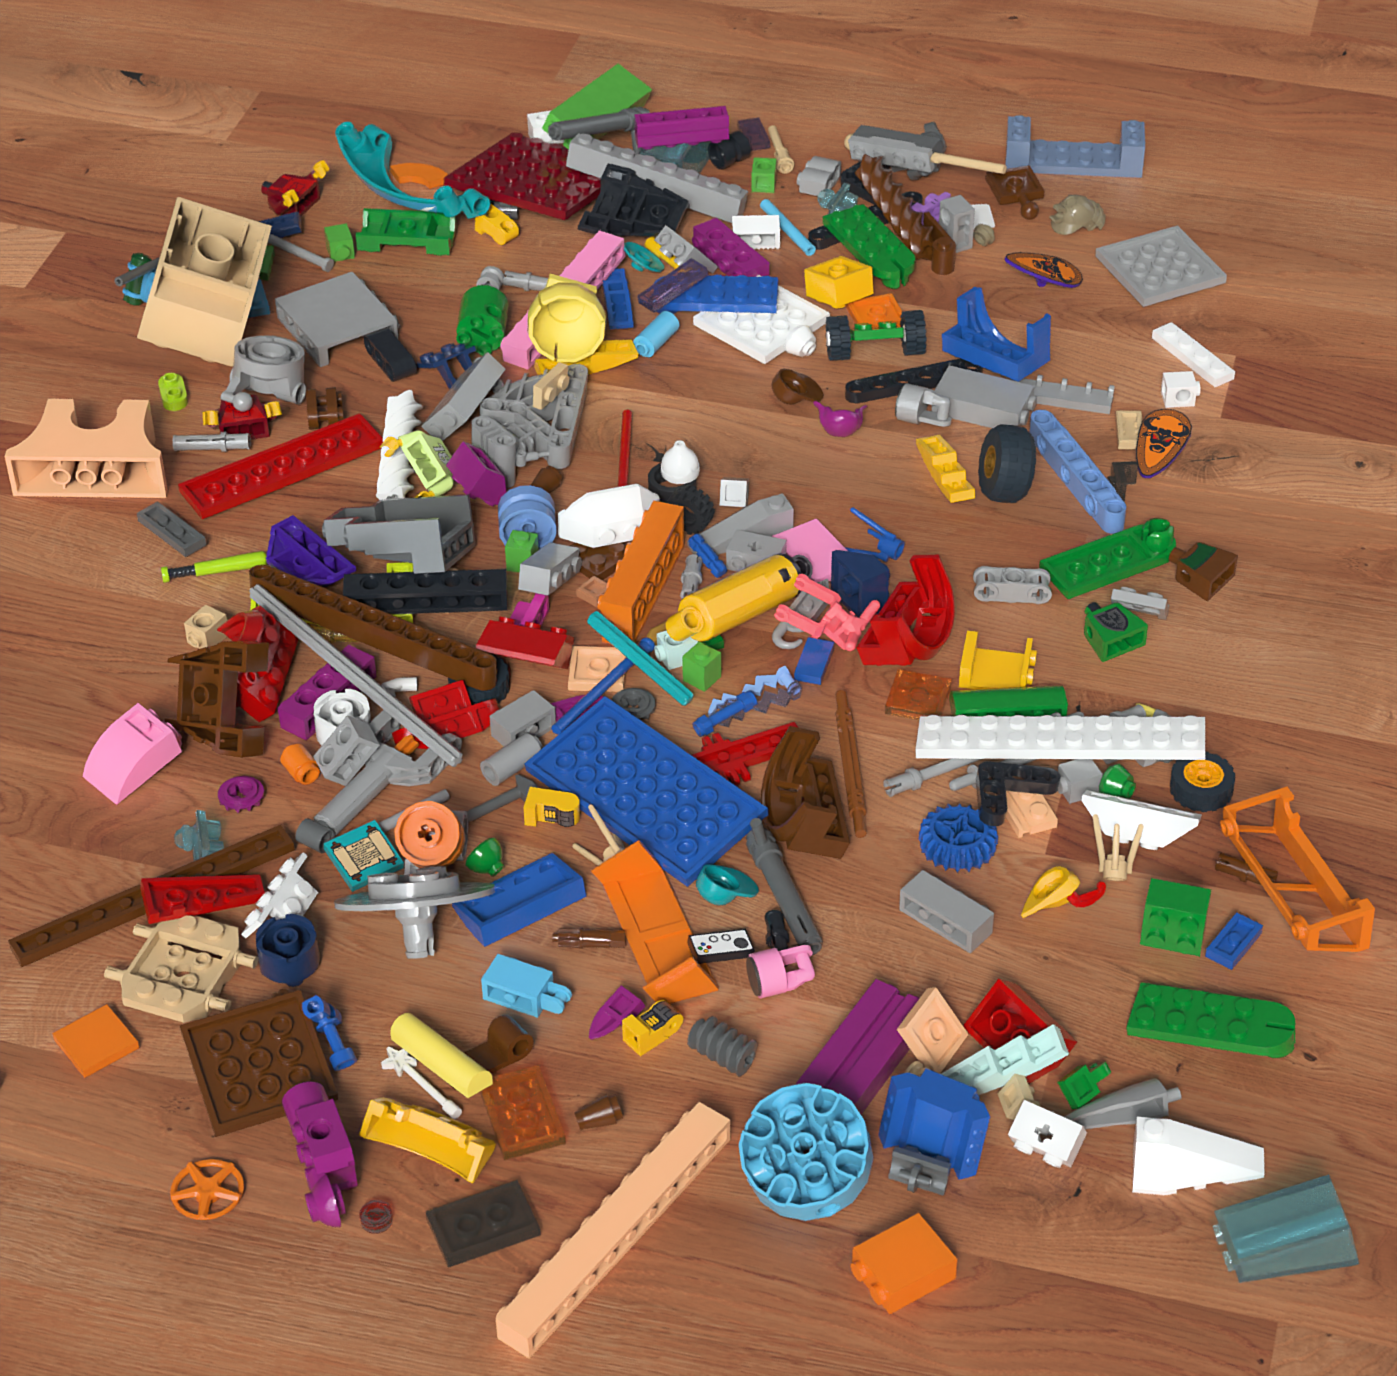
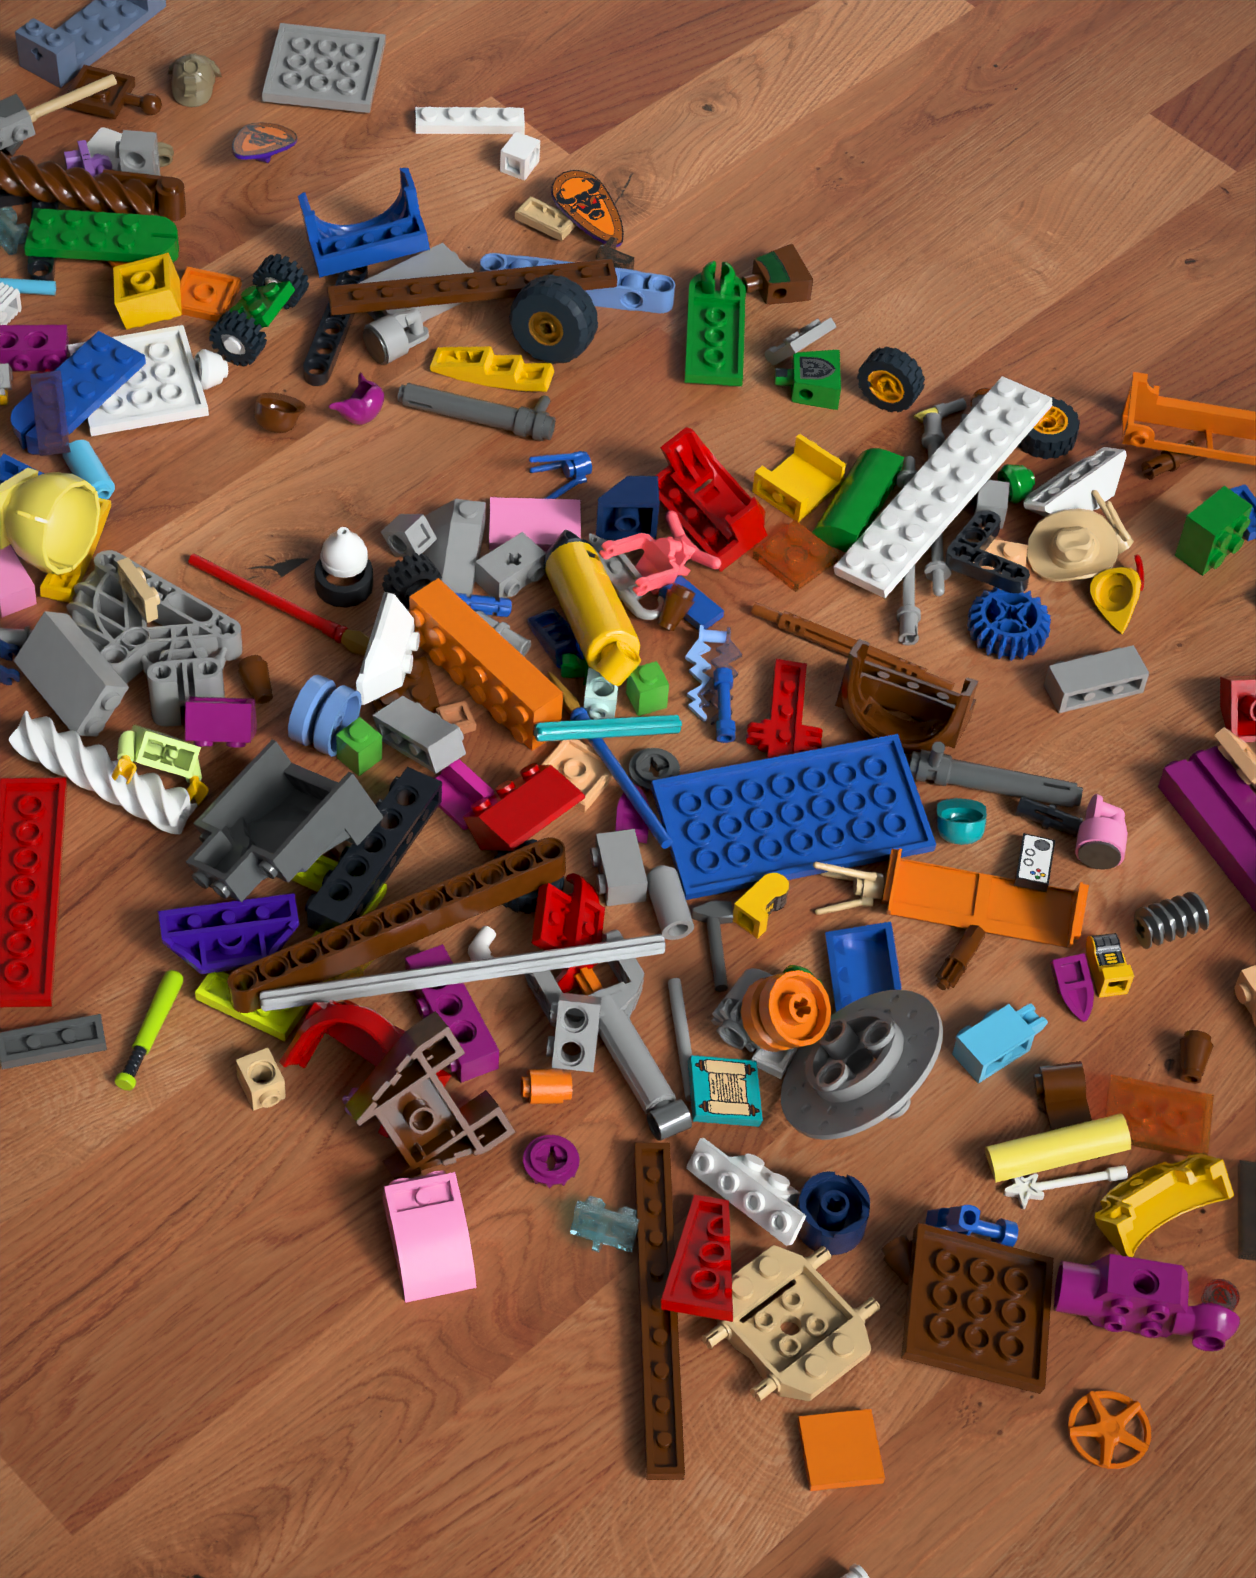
camera: 65 degrees left, 10 degrees up
(332, 709) = (518, 1016): white brick -> none
(795, 646) = (675, 606): none -> reddish brown cone
(905, 500) = (520, 421): none -> dark grey cylinder
(997, 412) = (462, 287): none -> reddish brown plate
(1012, 585) = (702, 408): light grey piece -> none
(1072, 396) = (464, 226): light grey hinge -> none
(1076, 841) = (1072, 545): none -> tan hat
(1144, 663) = (891, 379): none -> black wheel

